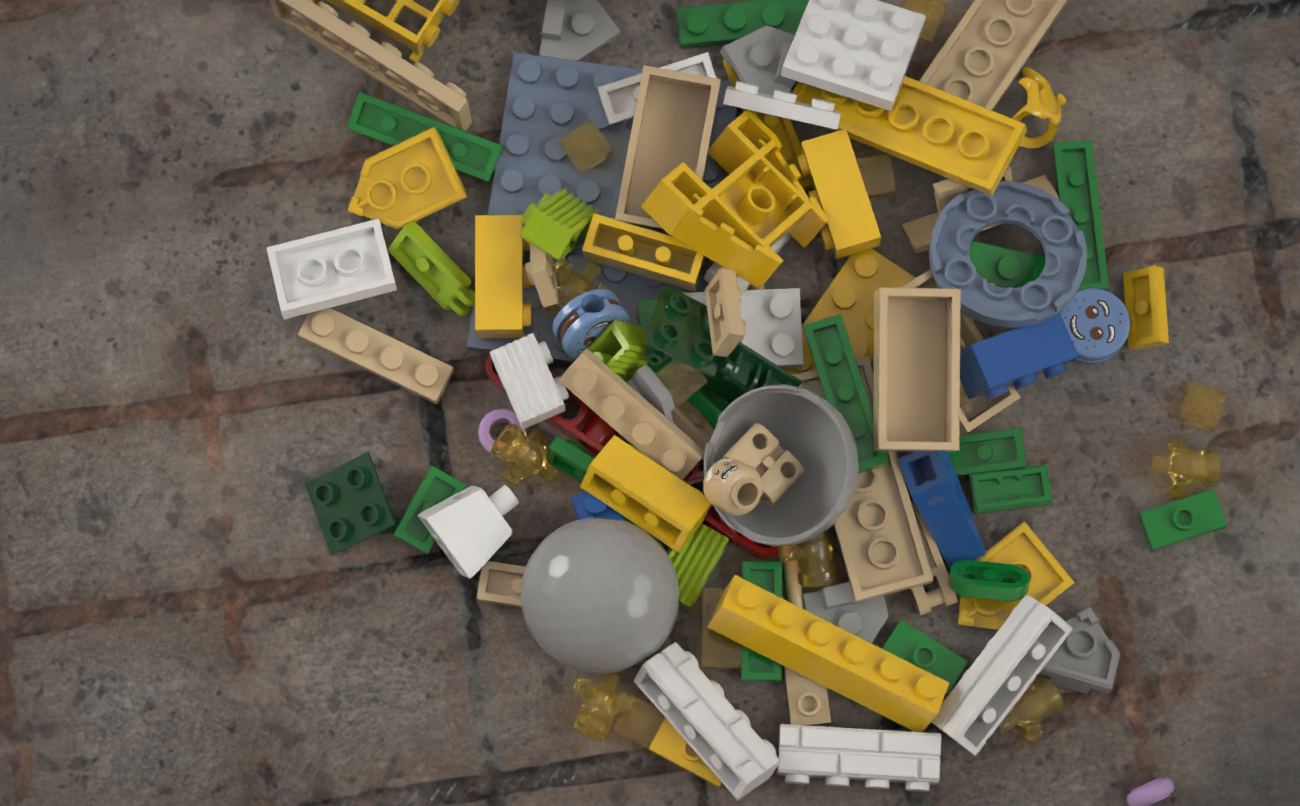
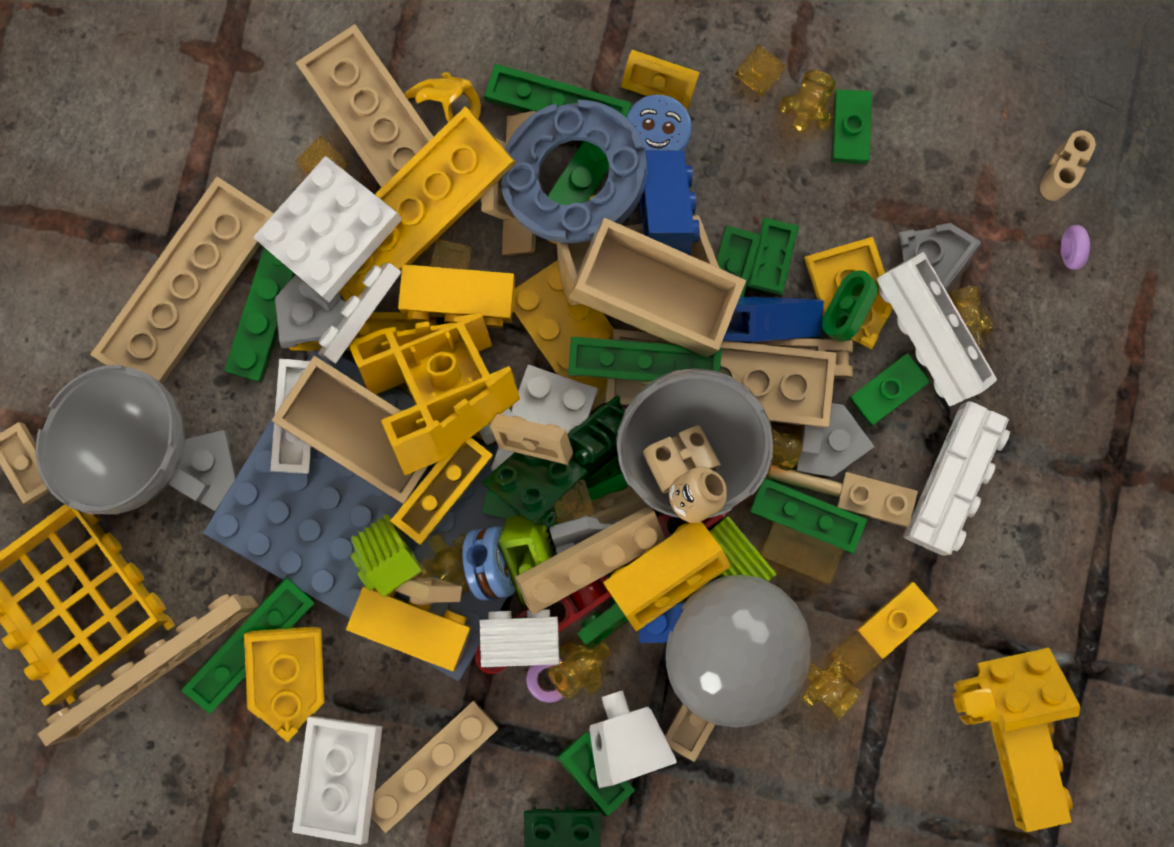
camera: 70 degrees left, 5 degrees up
(433, 269) = (375, 684): lime hinge -> none
(586, 146) = (319, 502): clear yellow plate -> none
(707, 720) = (883, 598): white brick -> none
(828, 654) = (865, 471): yellow brick -> none
(1232, 751) = (1067, 165): none -> tan piece

